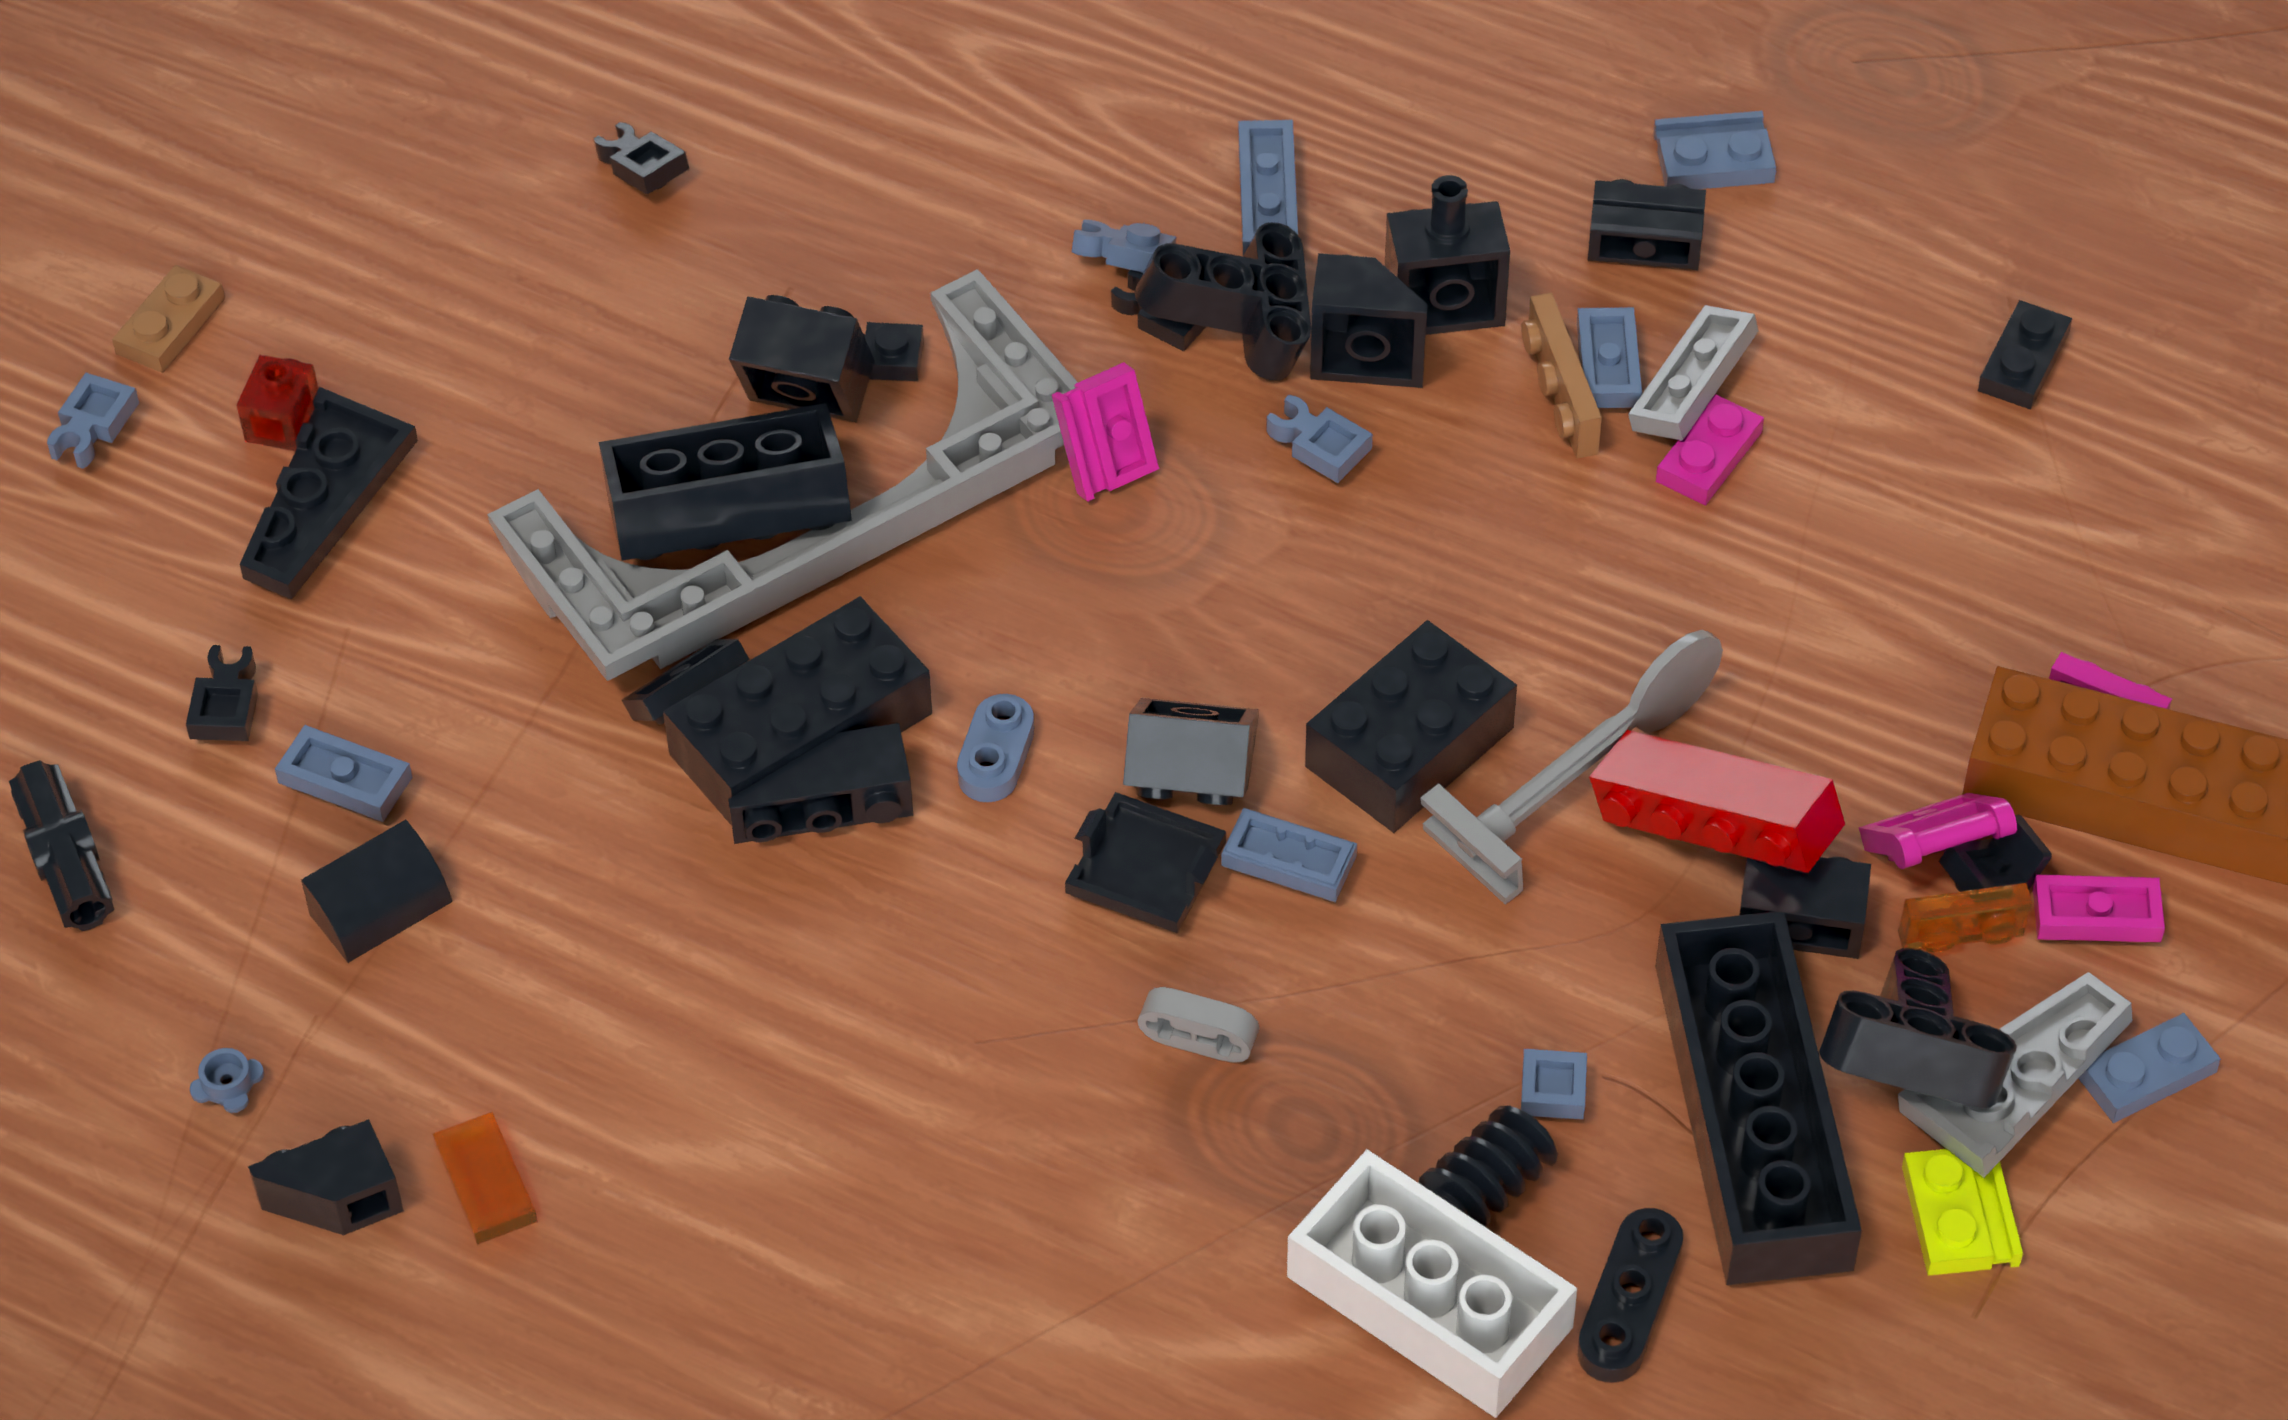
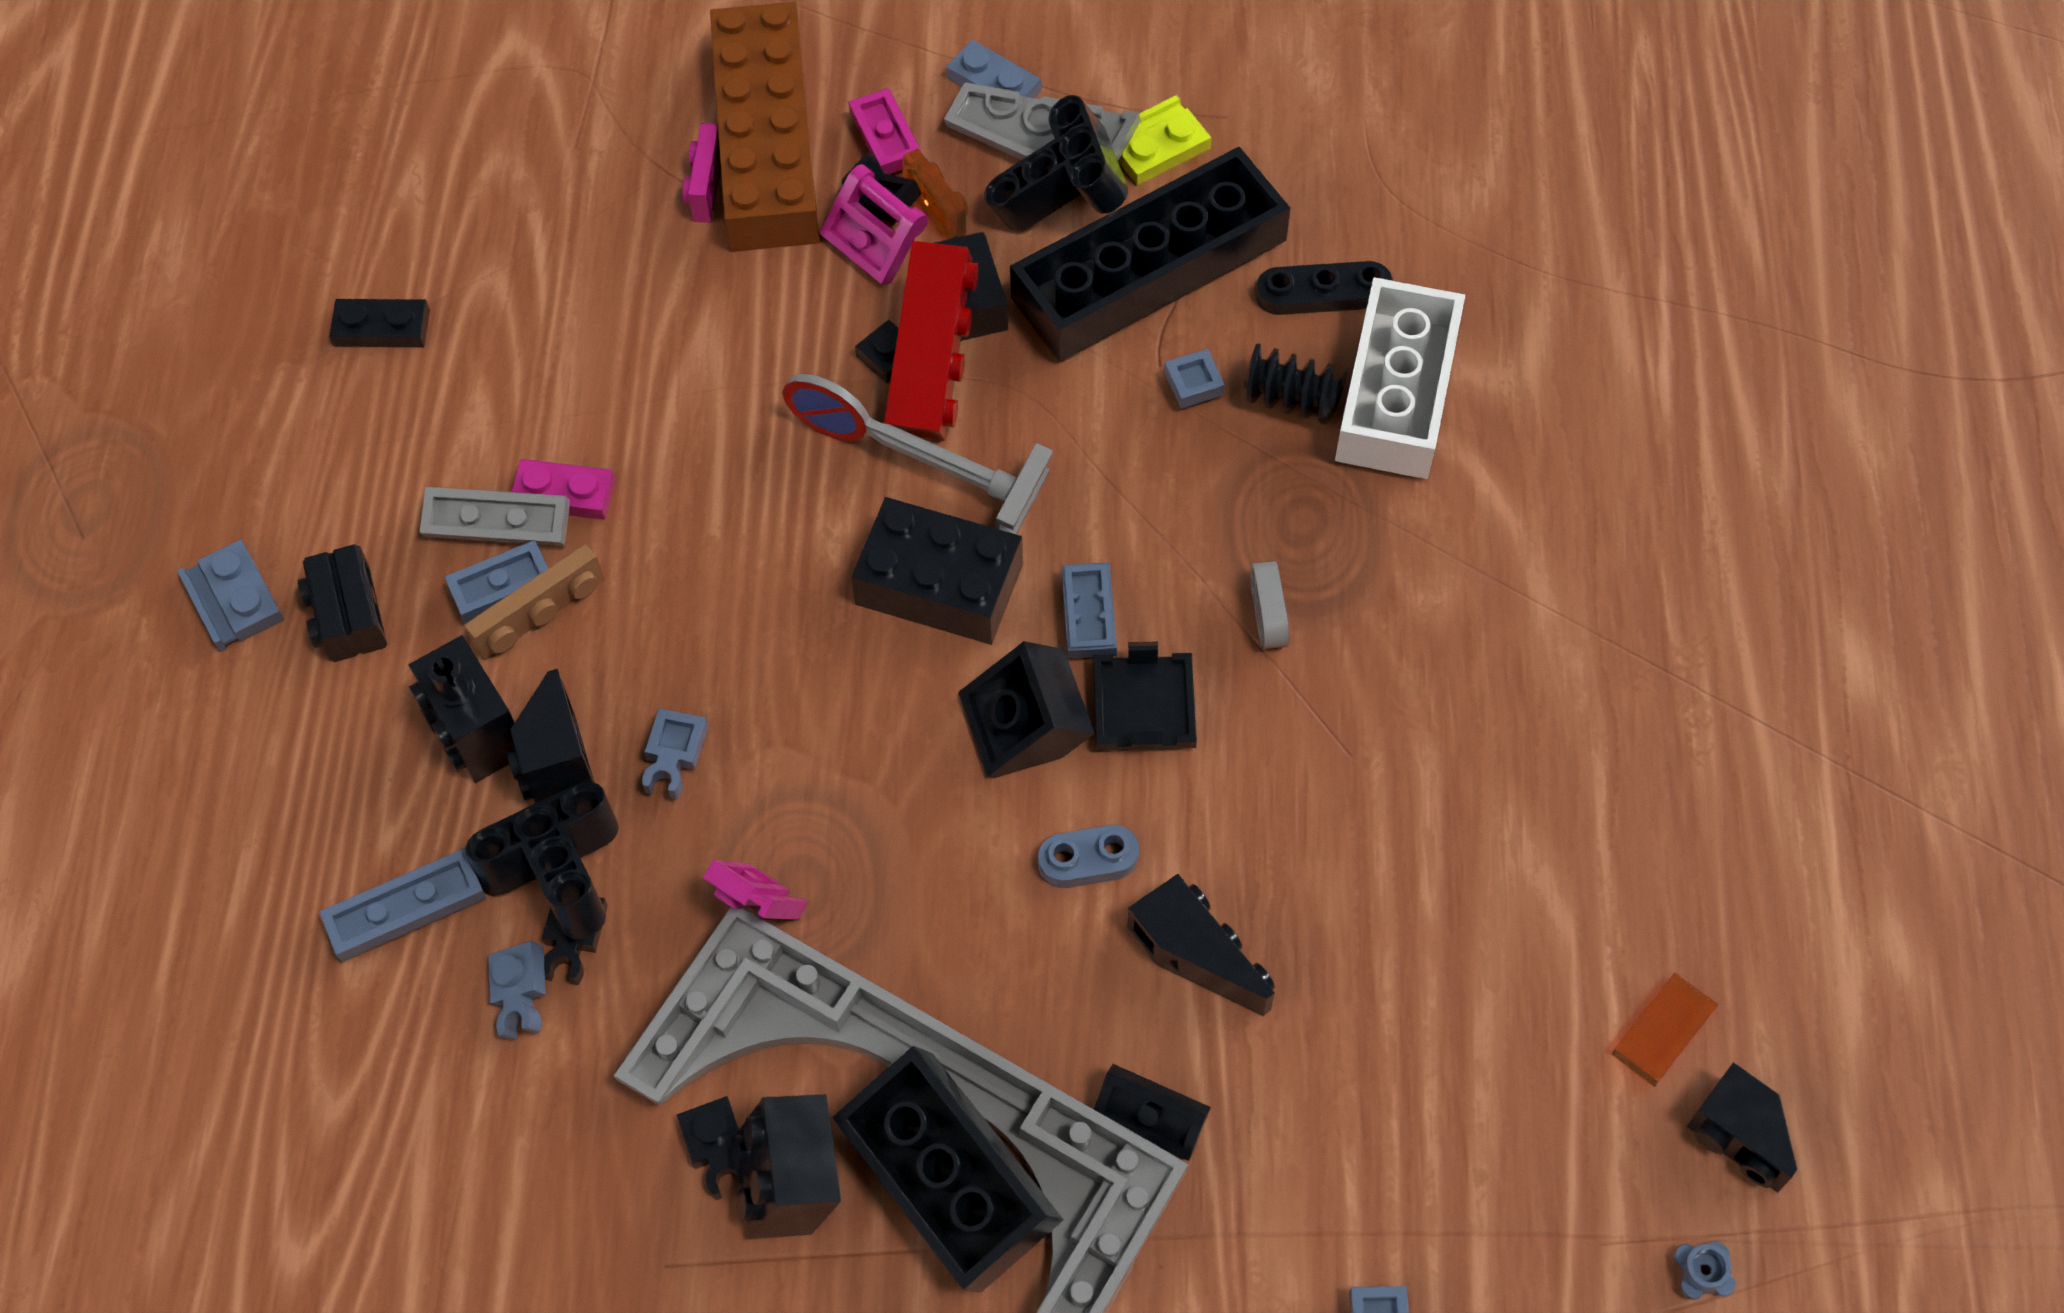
camera: 115 degrees left, 10 degrees up
(376, 891) = (1478, 1251): black brick -> none
(794, 696) = (1142, 1002): black brick -> none

